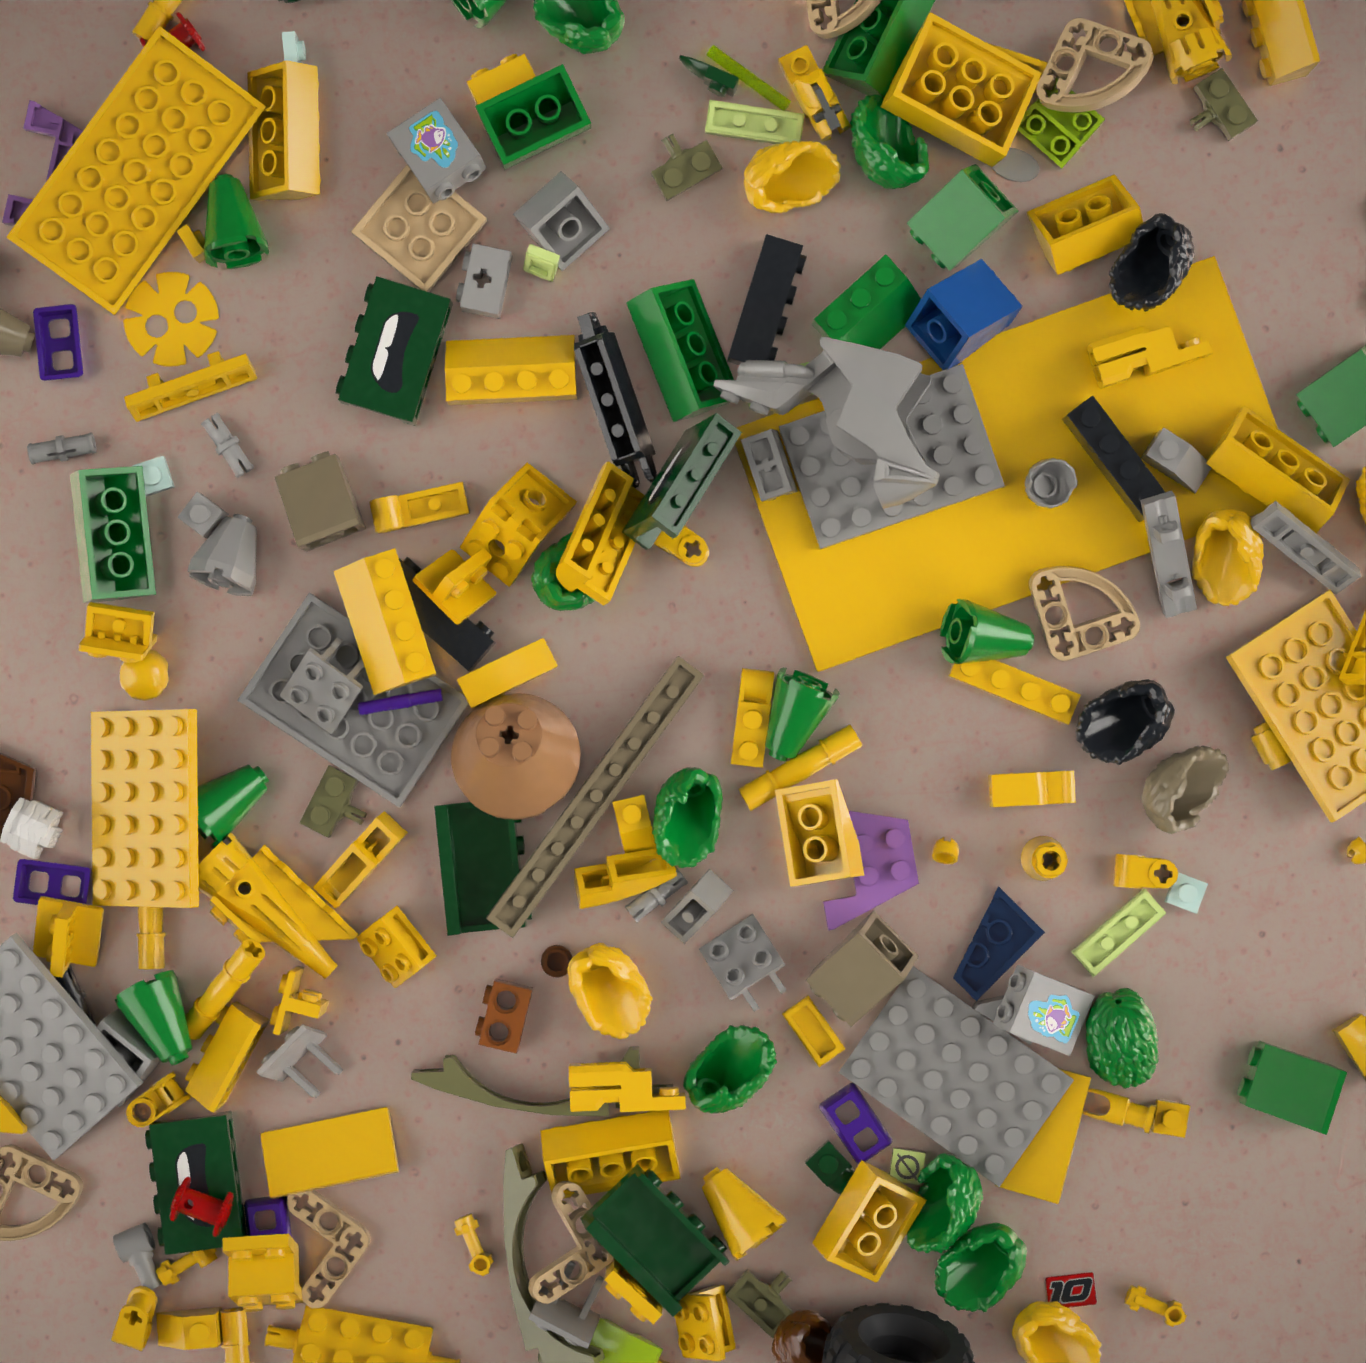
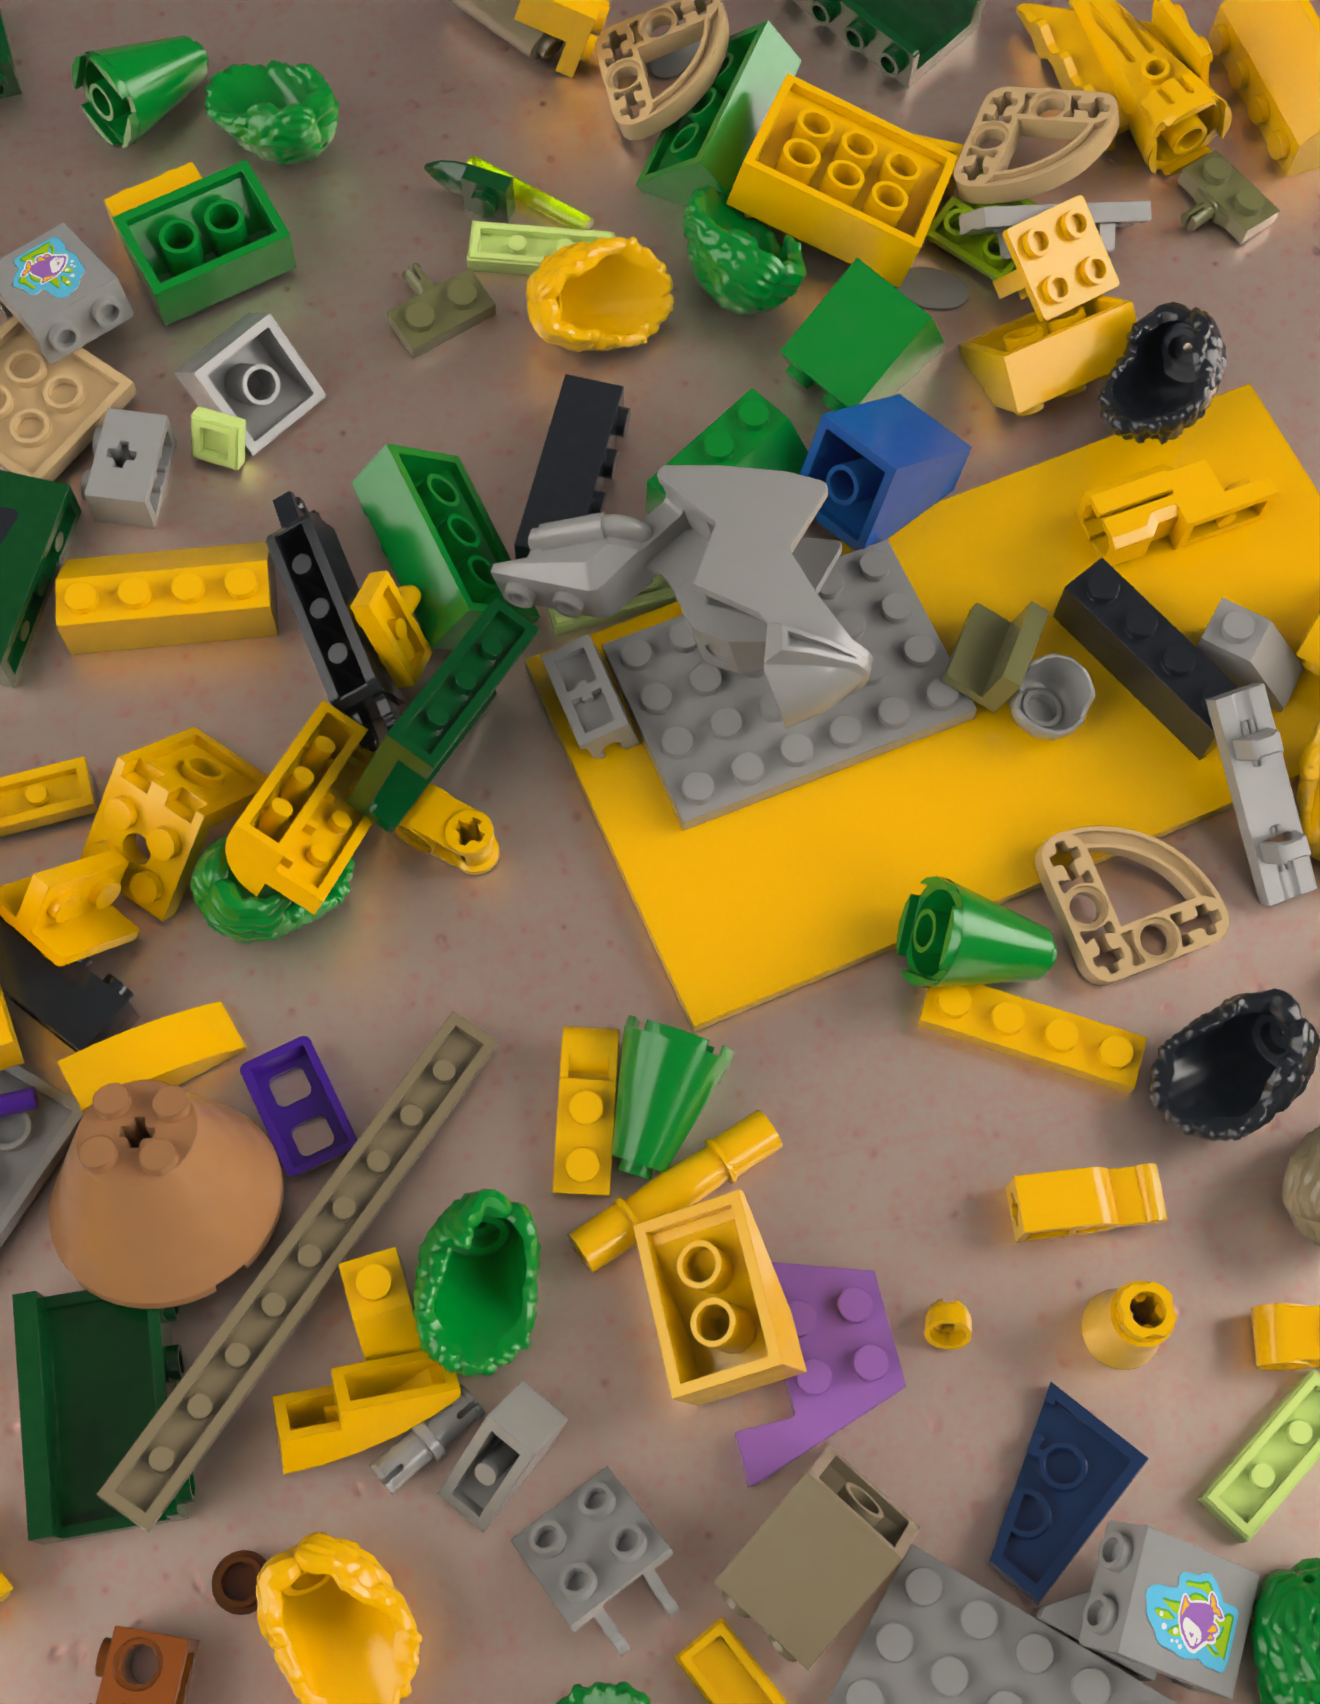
camera: 10 degrees left, 20 degrees down
(578, 710) = (281, 1120): none -> dark purple piece
(649, 412) = (389, 623): none -> yellow plate
(813, 92) = (627, 200): yellow plate -> none
(1019, 450) = (994, 654): none -> olive panel
(1097, 167) = (1057, 260): none -> yellow bracket
(1124, 127) = (1106, 217): none -> light grey hinge

